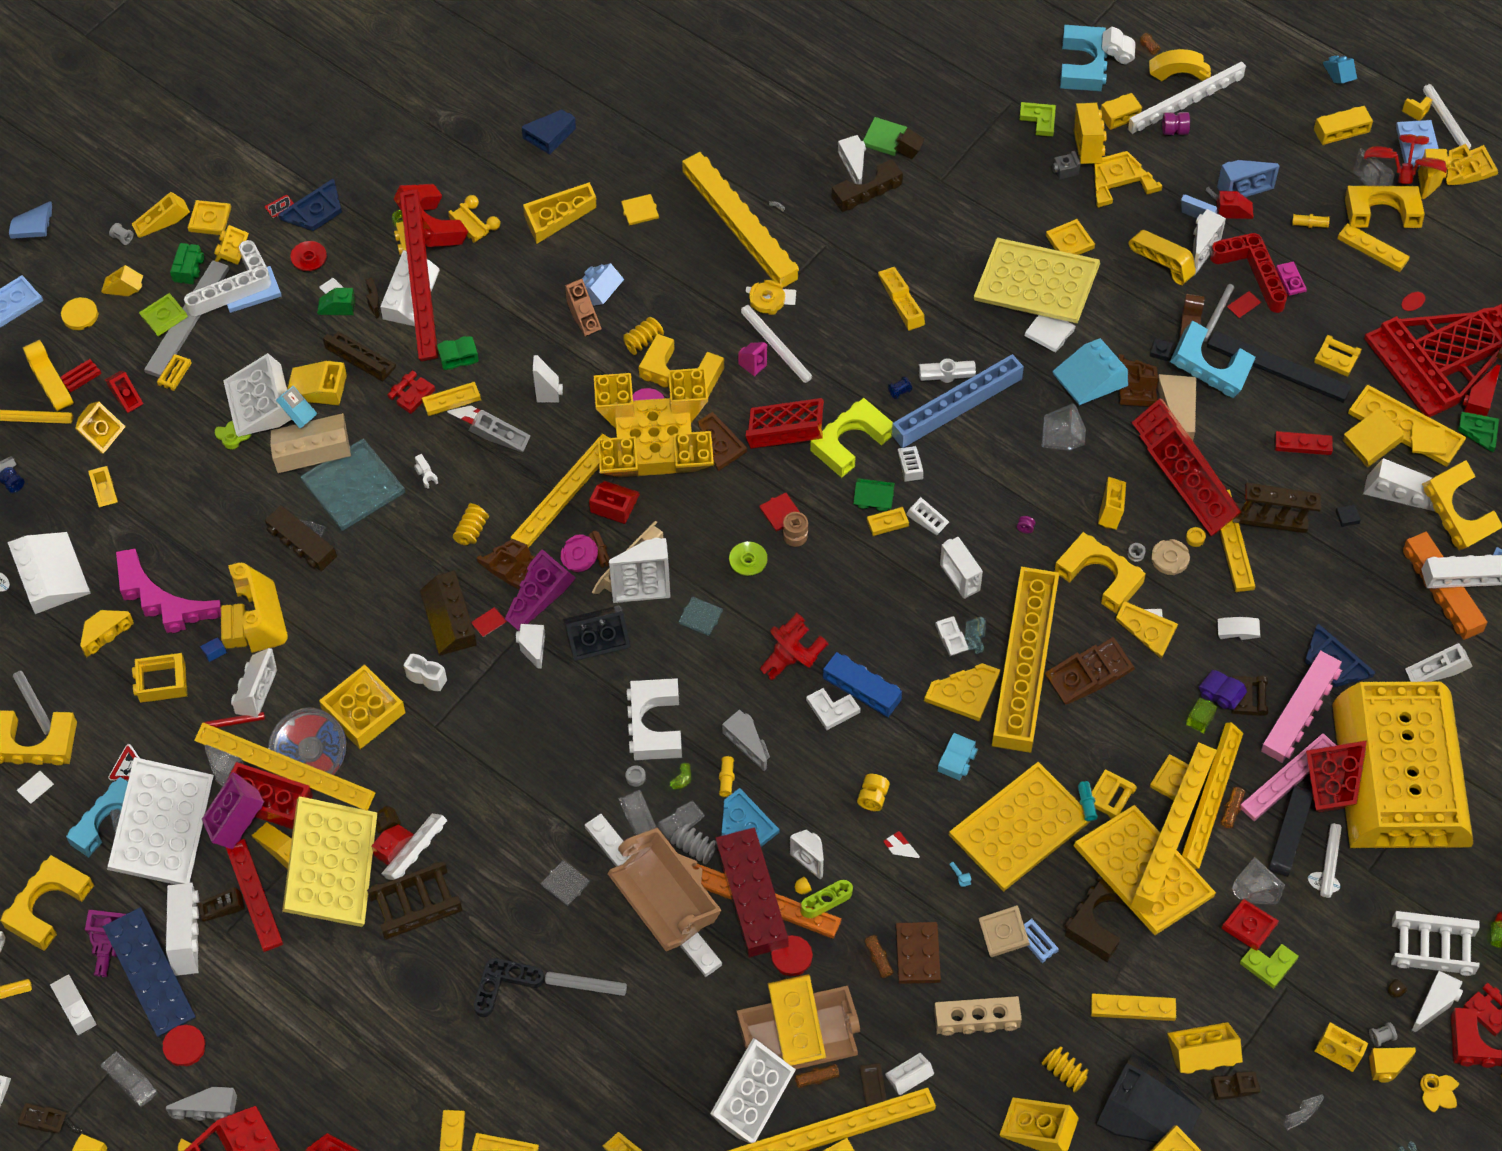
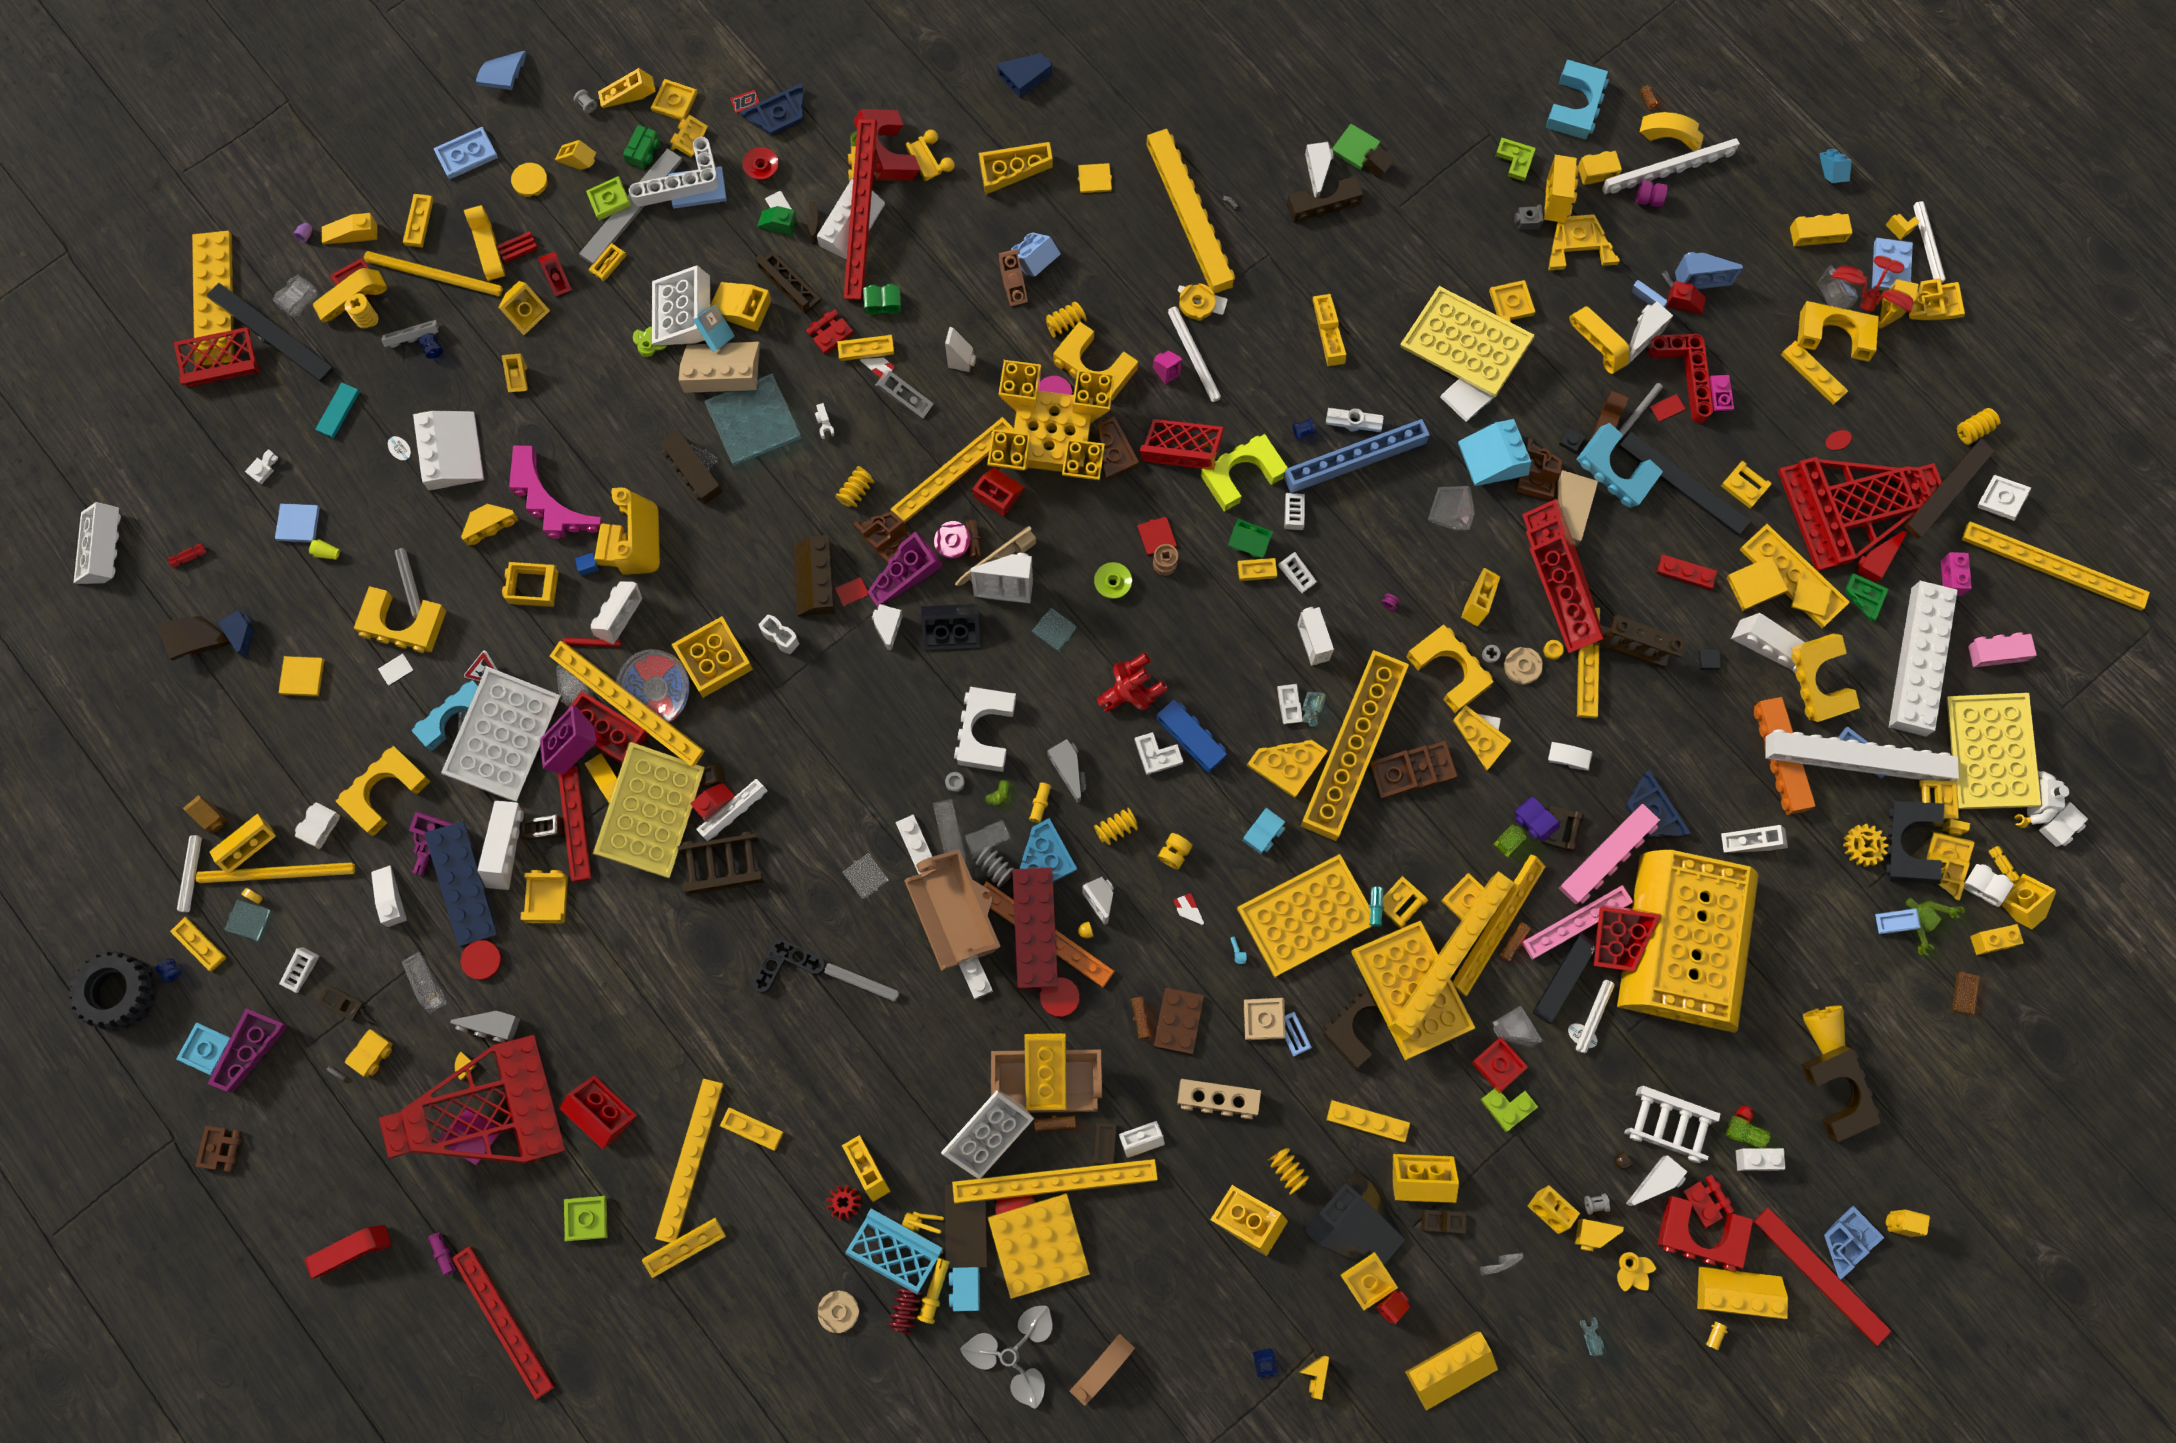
camera: 10 degrees right, 15 degrees up
(238, 970) = (545, 897): none -> yellow panel
(808, 781) = (1116, 826): none -> yellow piece
(830, 891) = (1120, 949): lime beam -> none
(1118, 45) = (1616, 94): white brick -> none
(1310, 221) = (1759, 330): yellow pin -> none

